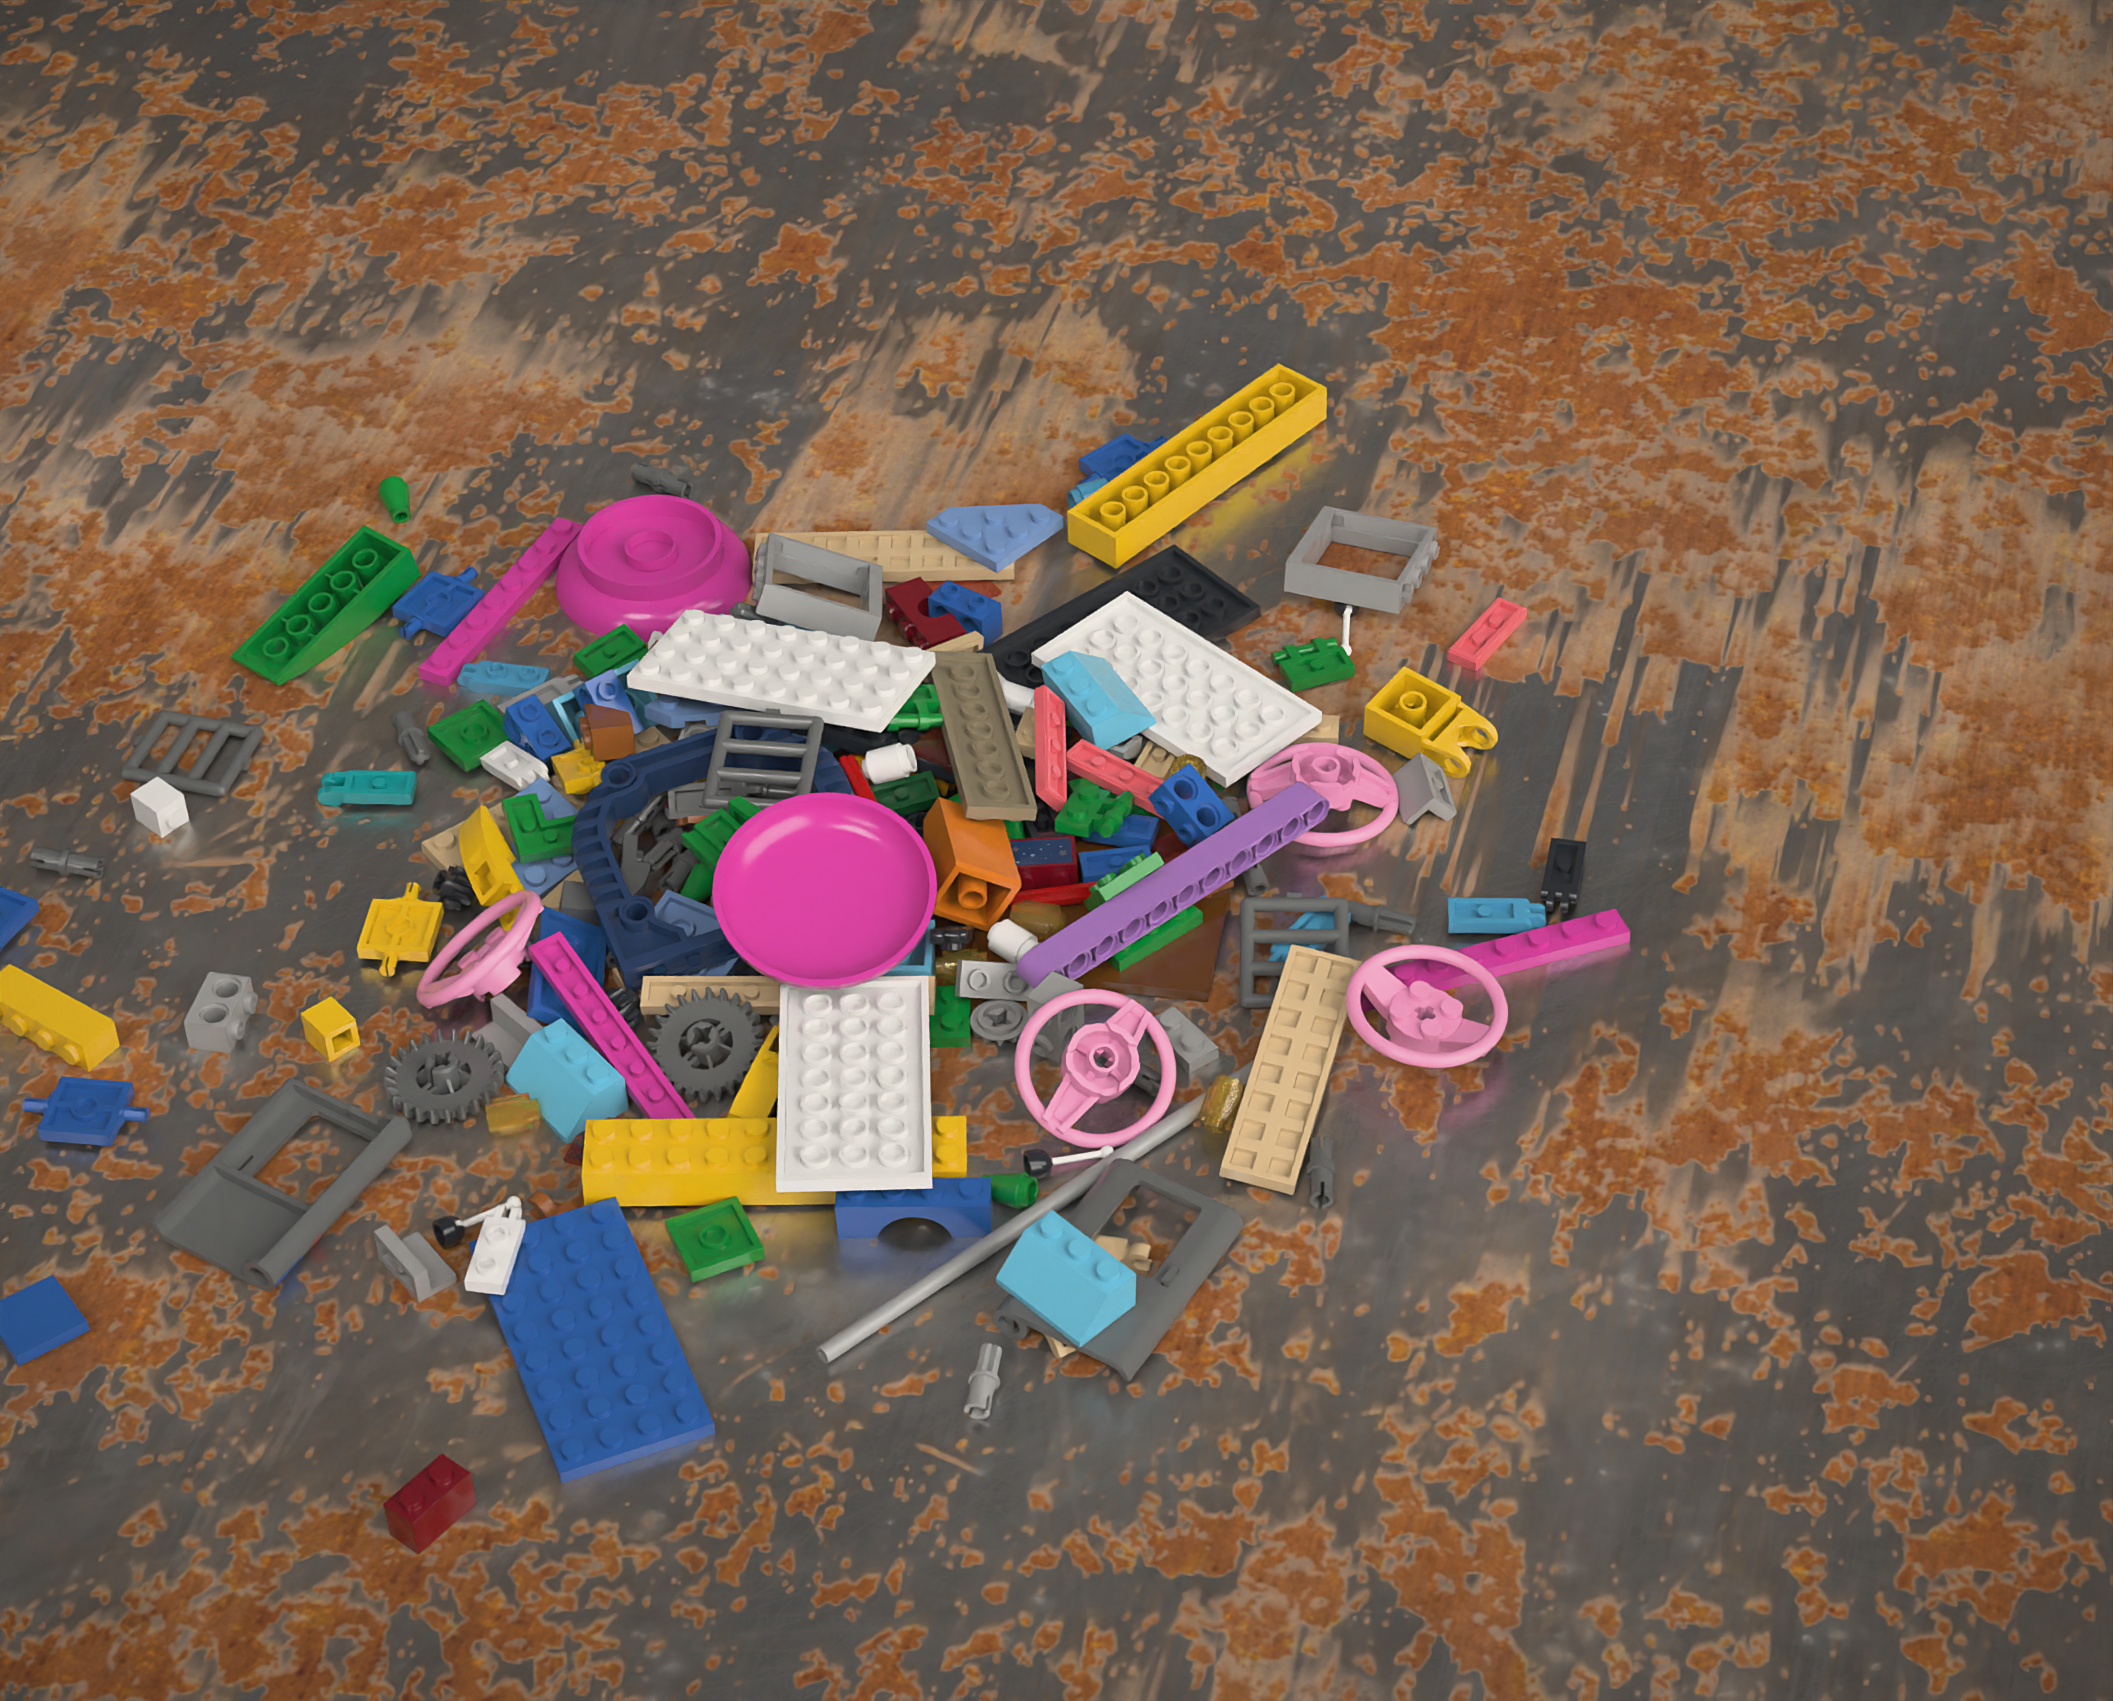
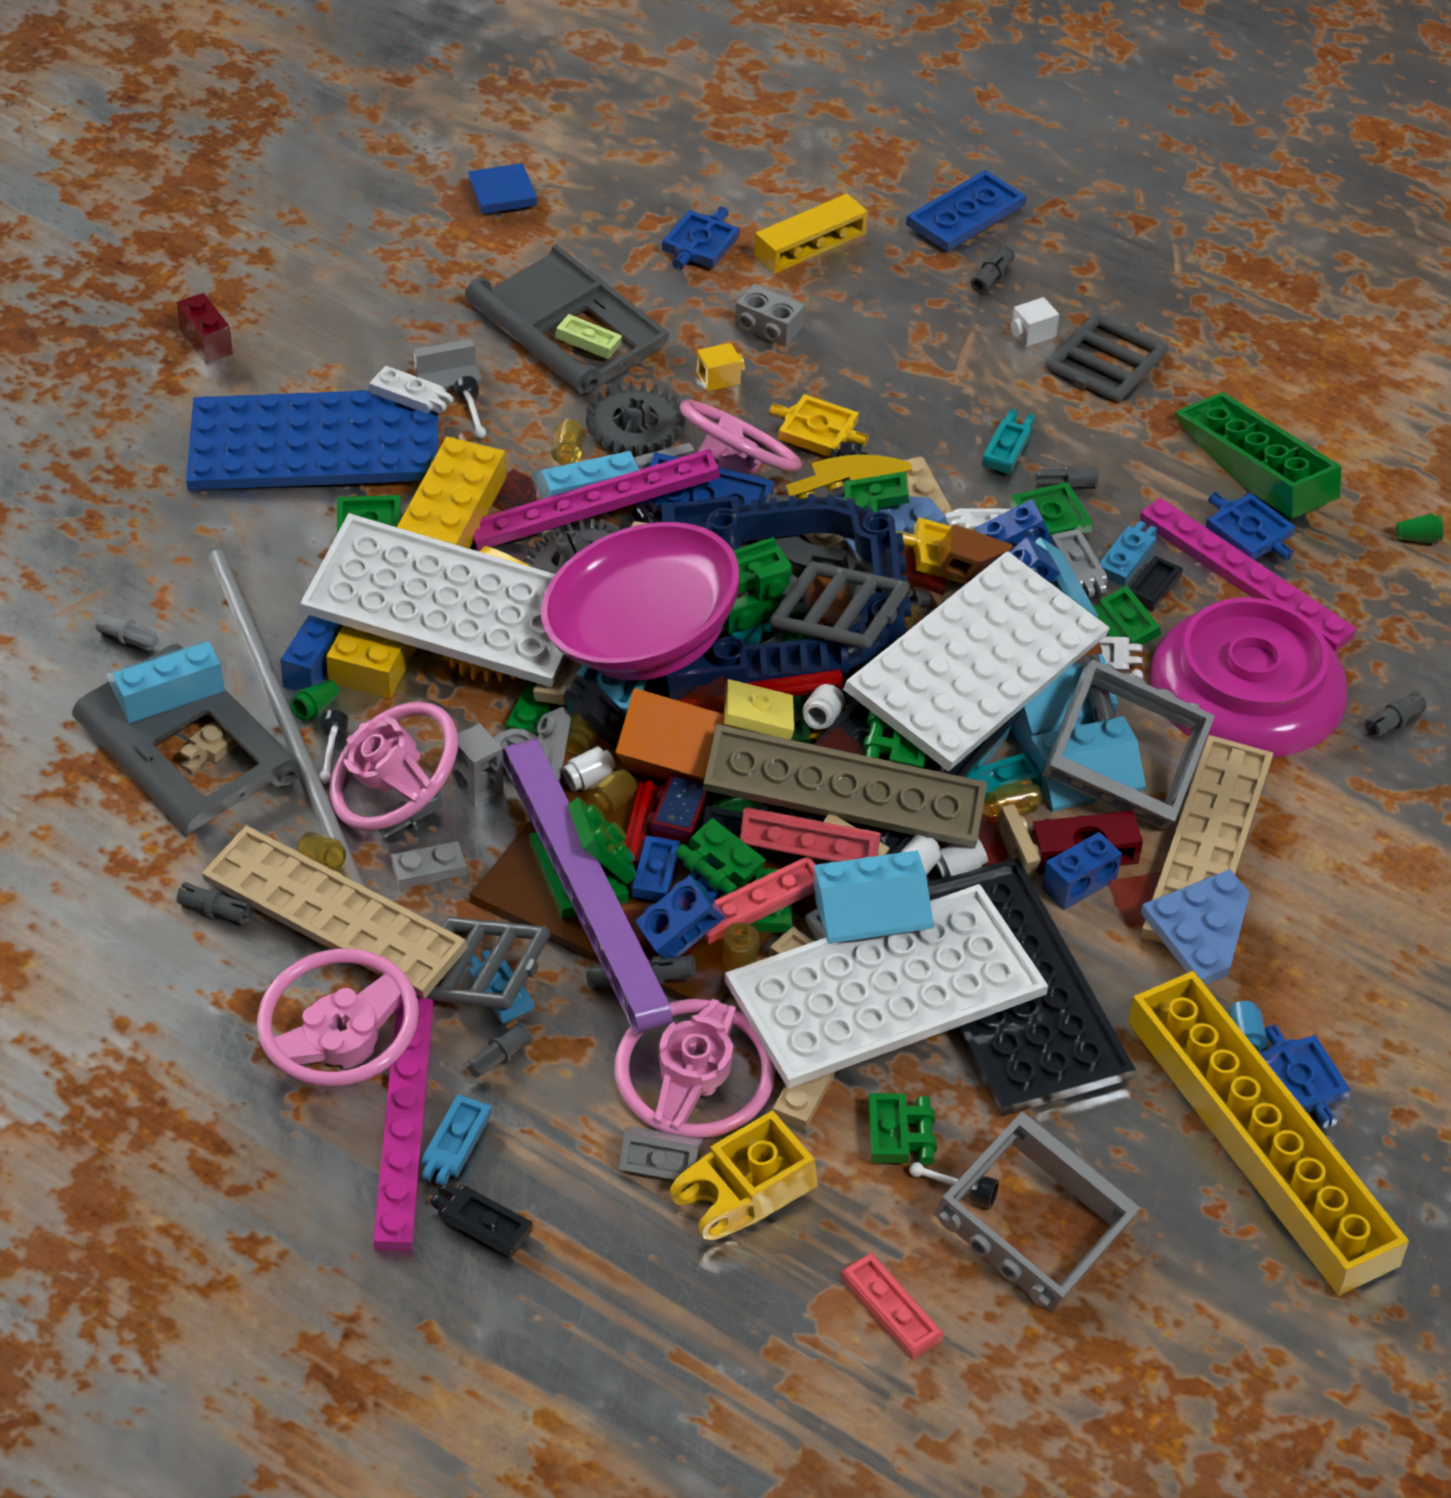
camera: 105 degrees right, 5 degrees up
(313, 1152) = (588, 336): none -> yellowish green plate
(544, 654) = (1155, 582): none -> black tile
(923, 795) = (758, 709): none -> light yellow plate

